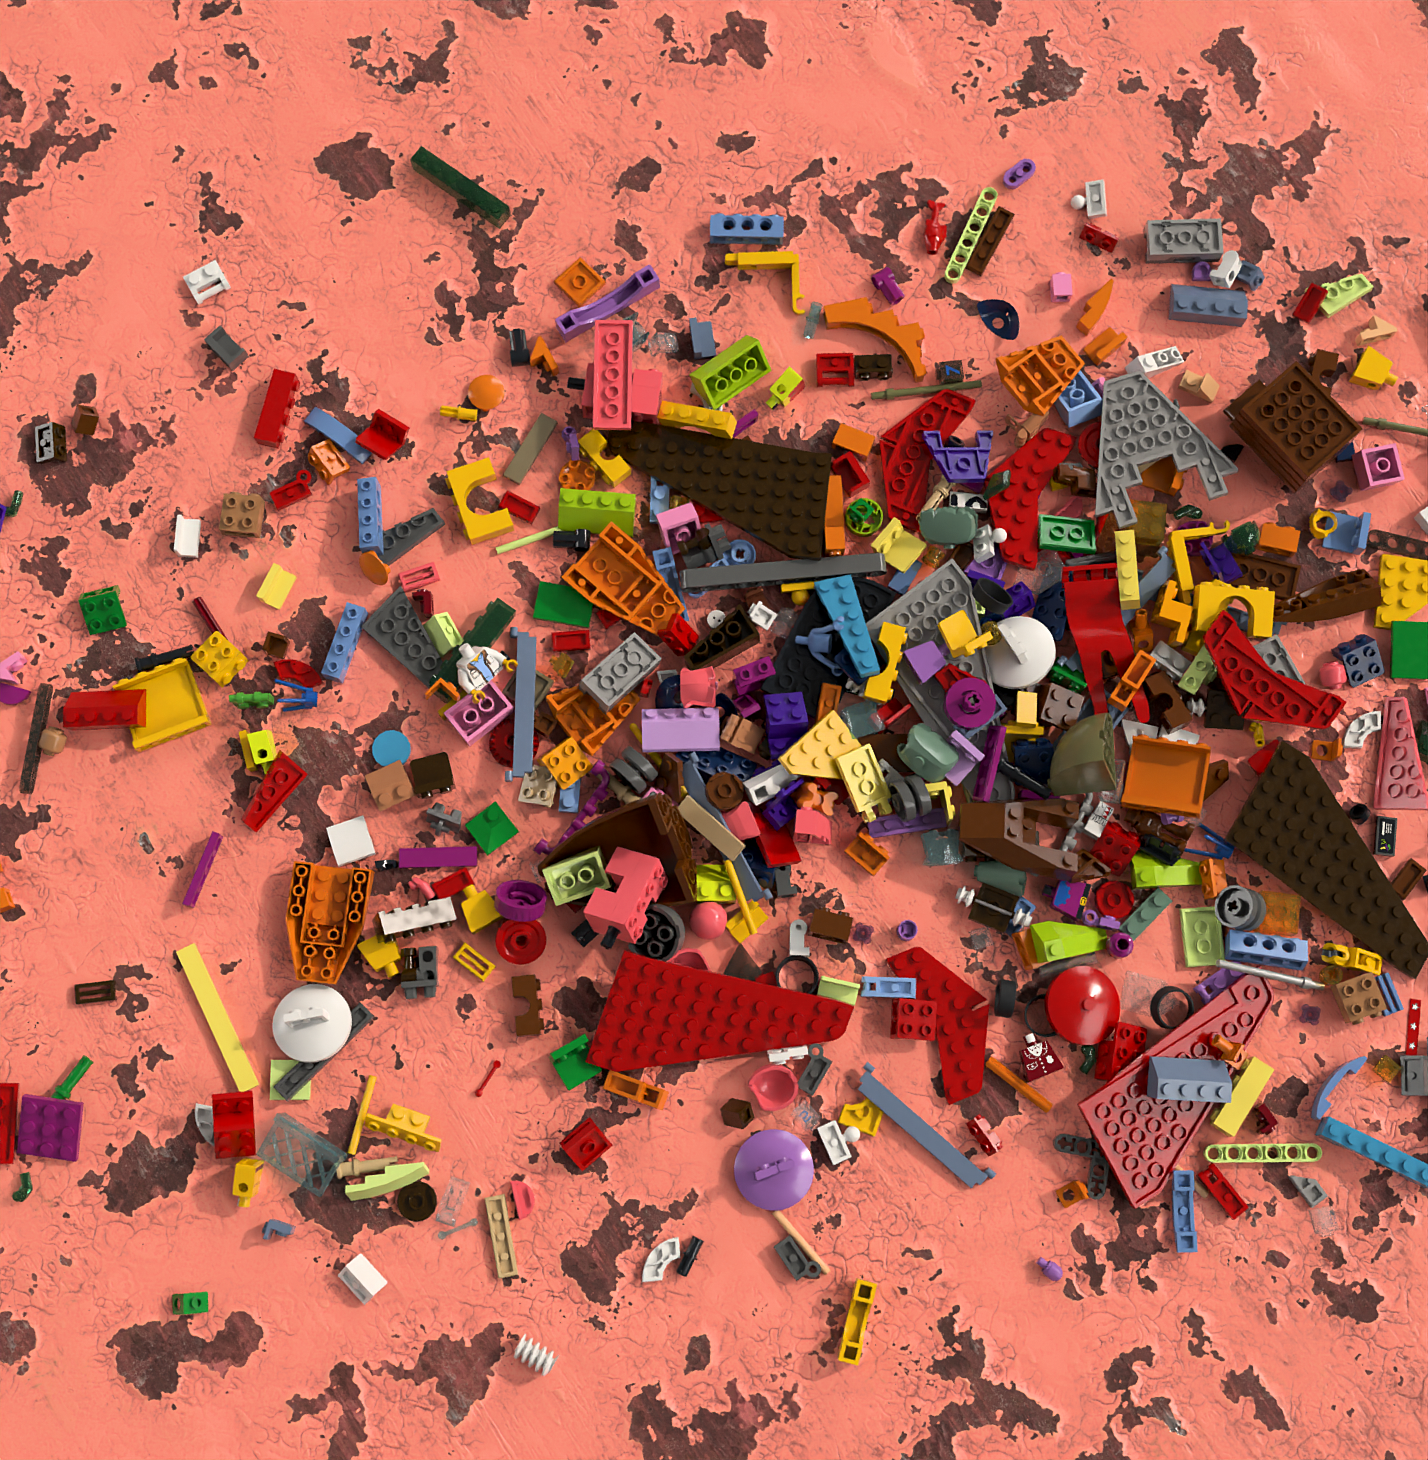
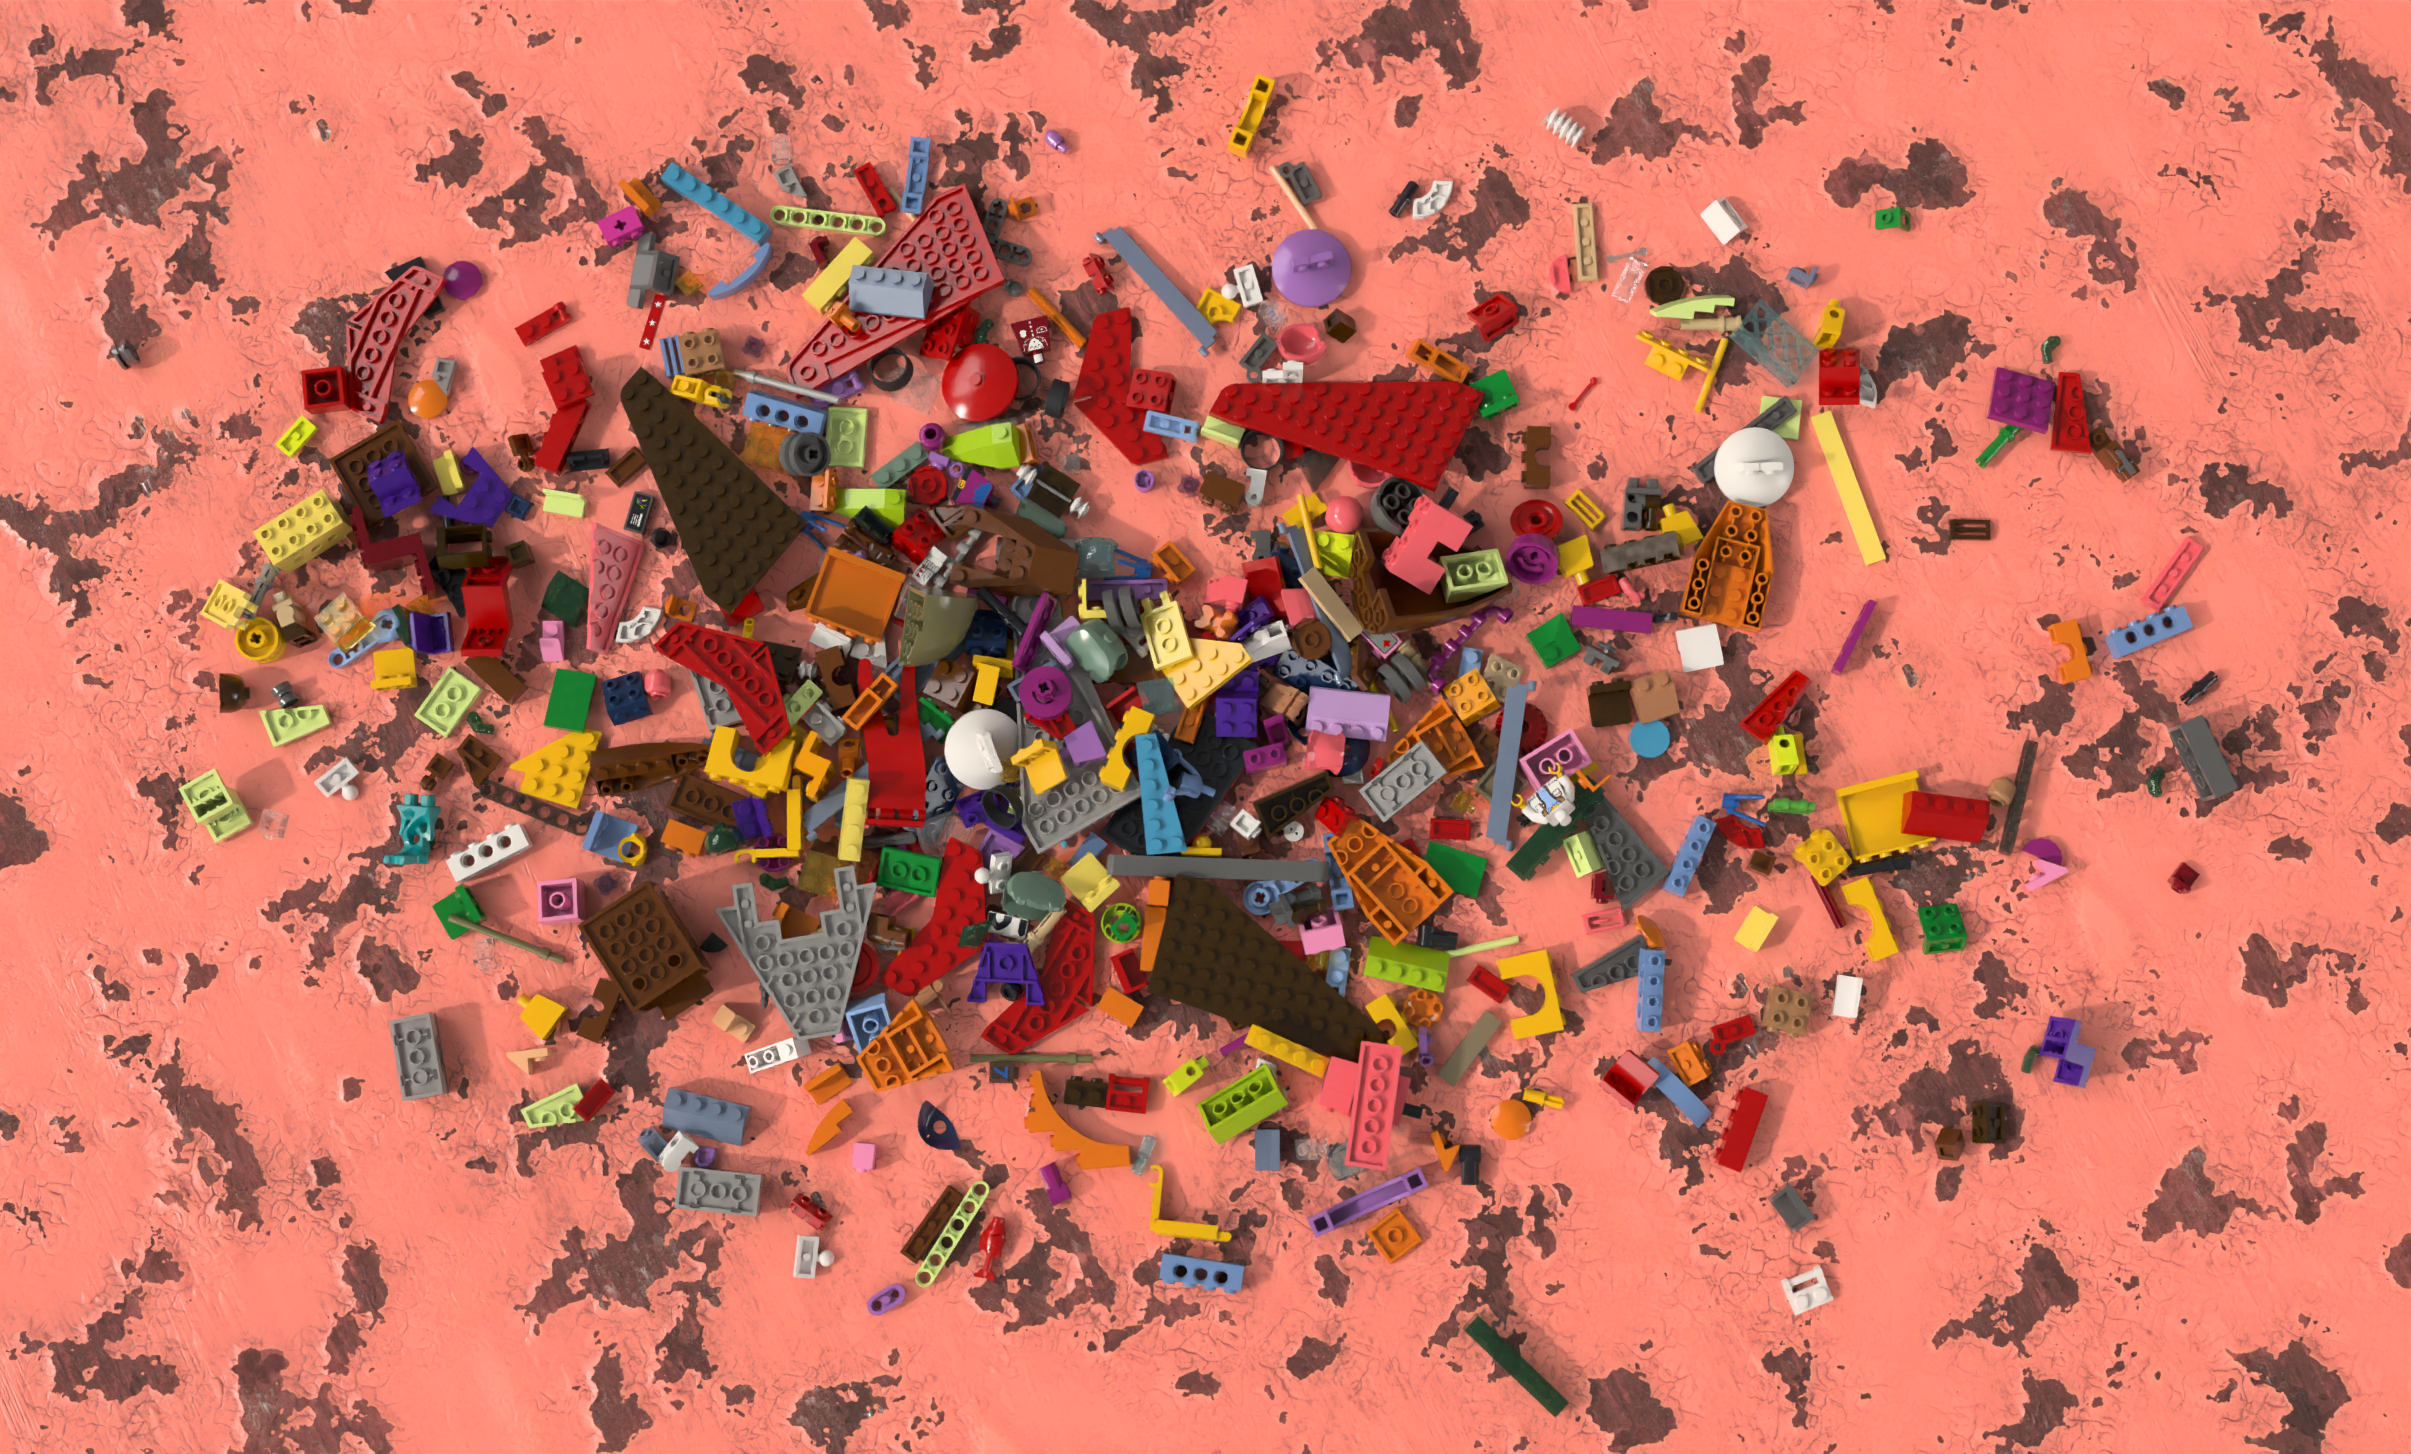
camera: 170 degrees left, 5 degrees up
(160, 588) = (1880, 942): none -> yellow arch
(896, 844) = (1142, 567): none -> blue plant
(1066, 1108) = (1014, 288): none -> dark grey bar

